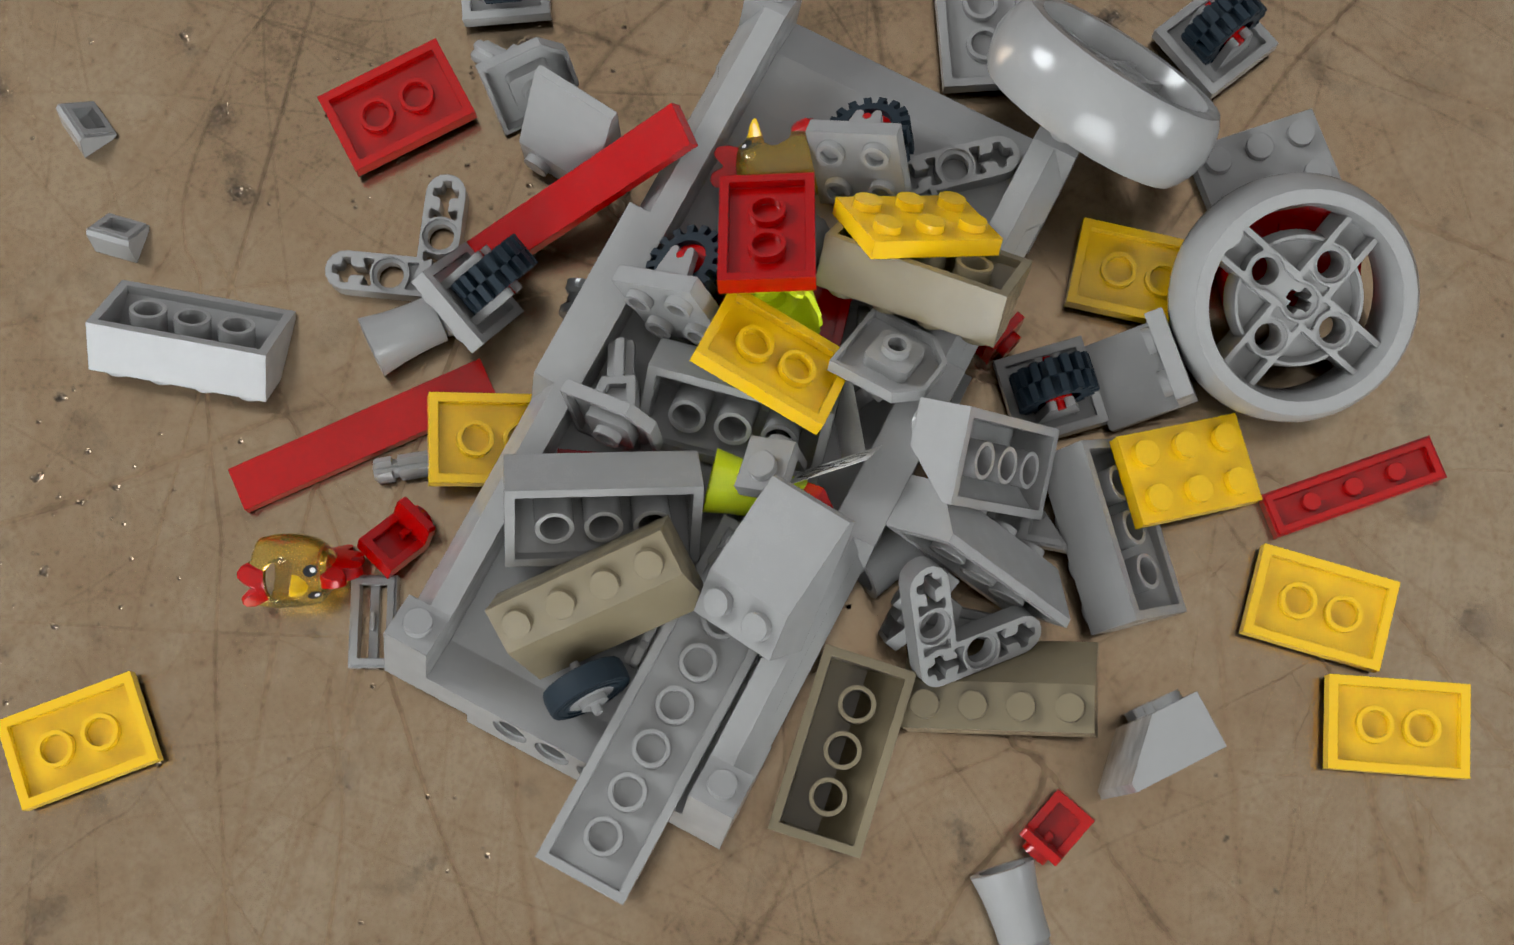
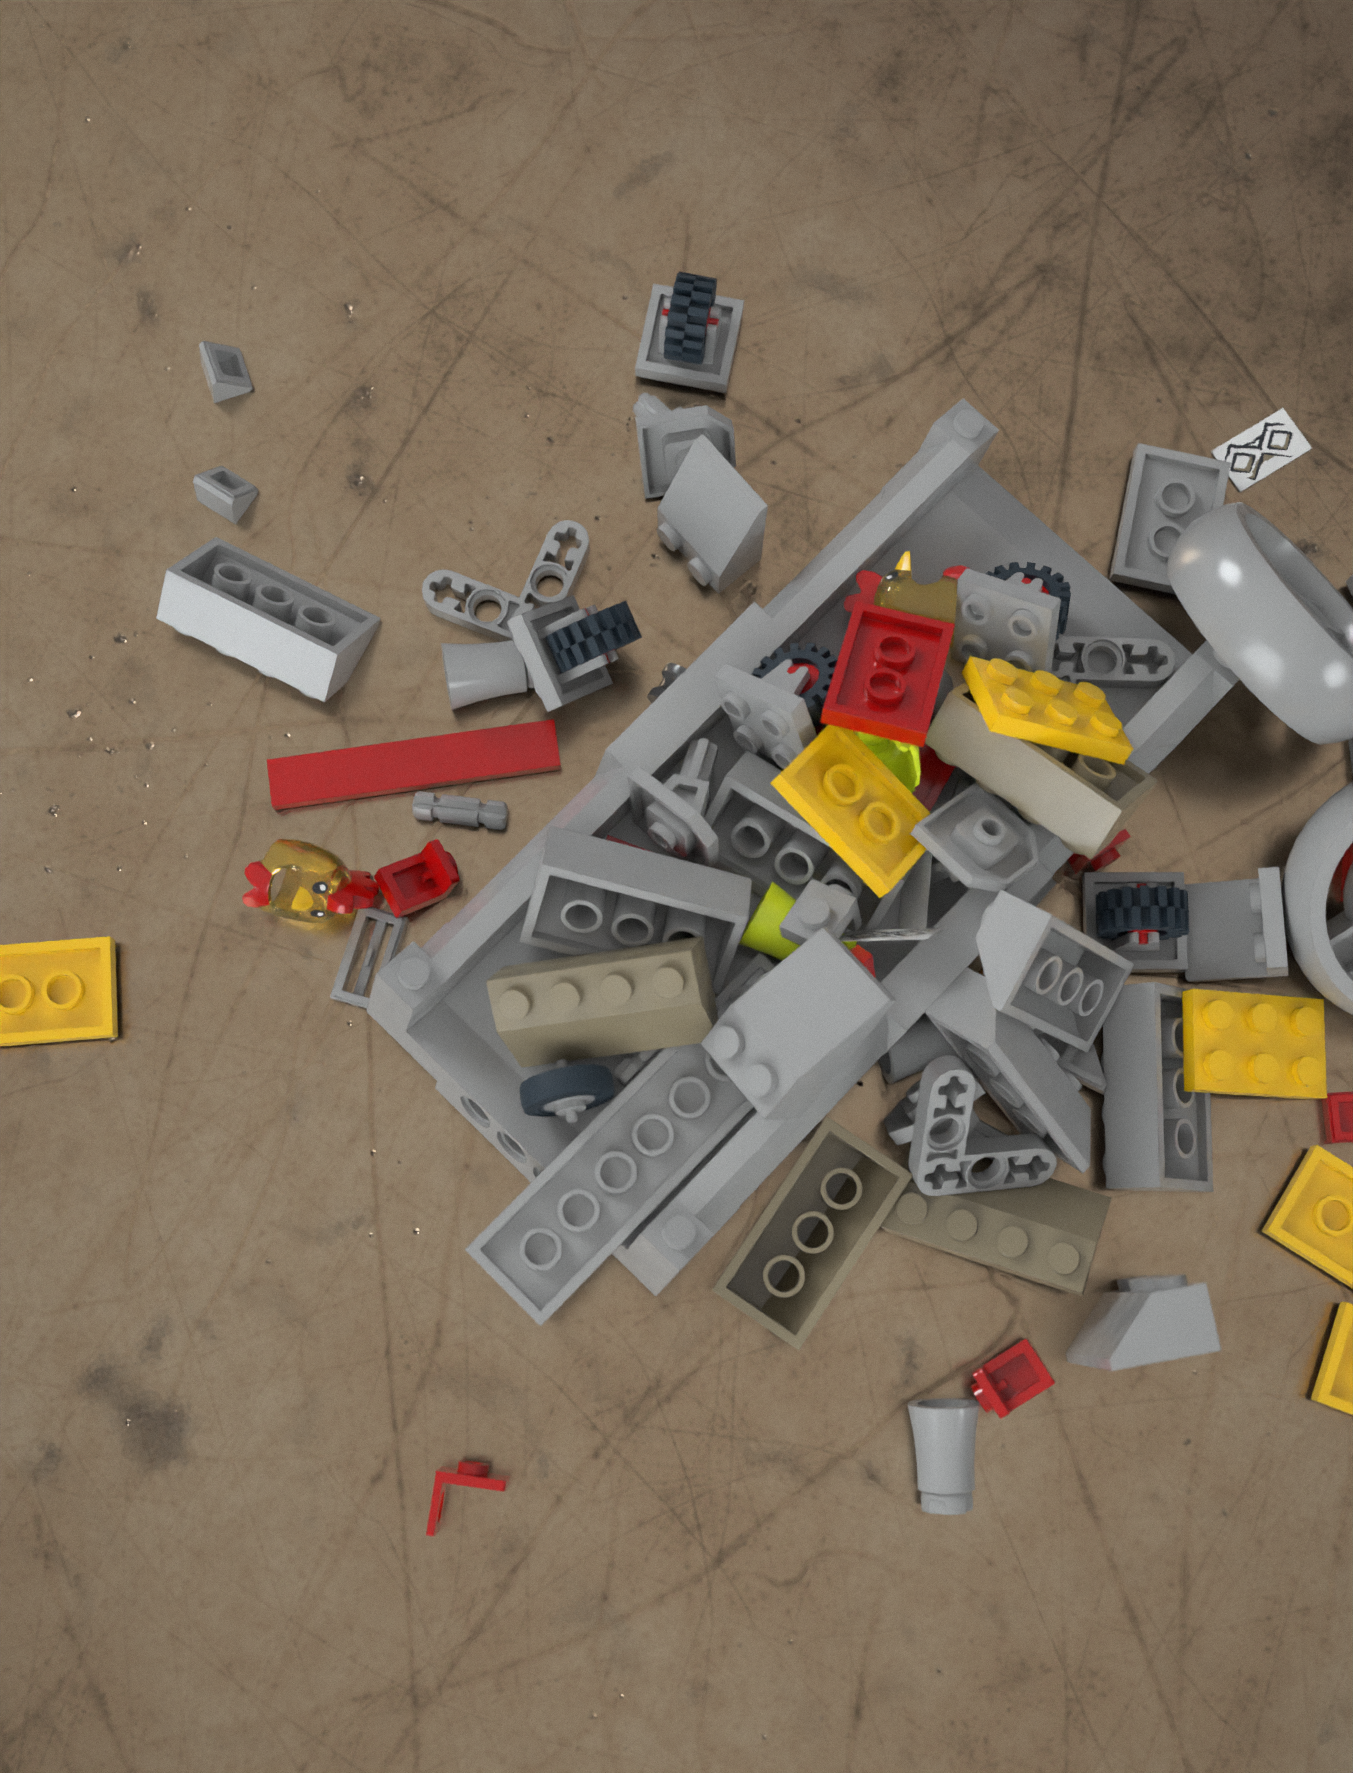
camera: 15 degrees right, 0 degrees up
(397, 107) = (543, 438): red plate -> none
(469, 434) = (521, 794): yellow plate -> none
(594, 183) = (724, 571): red tile -> none
(1121, 270) = (1245, 816): yellow plate -> none

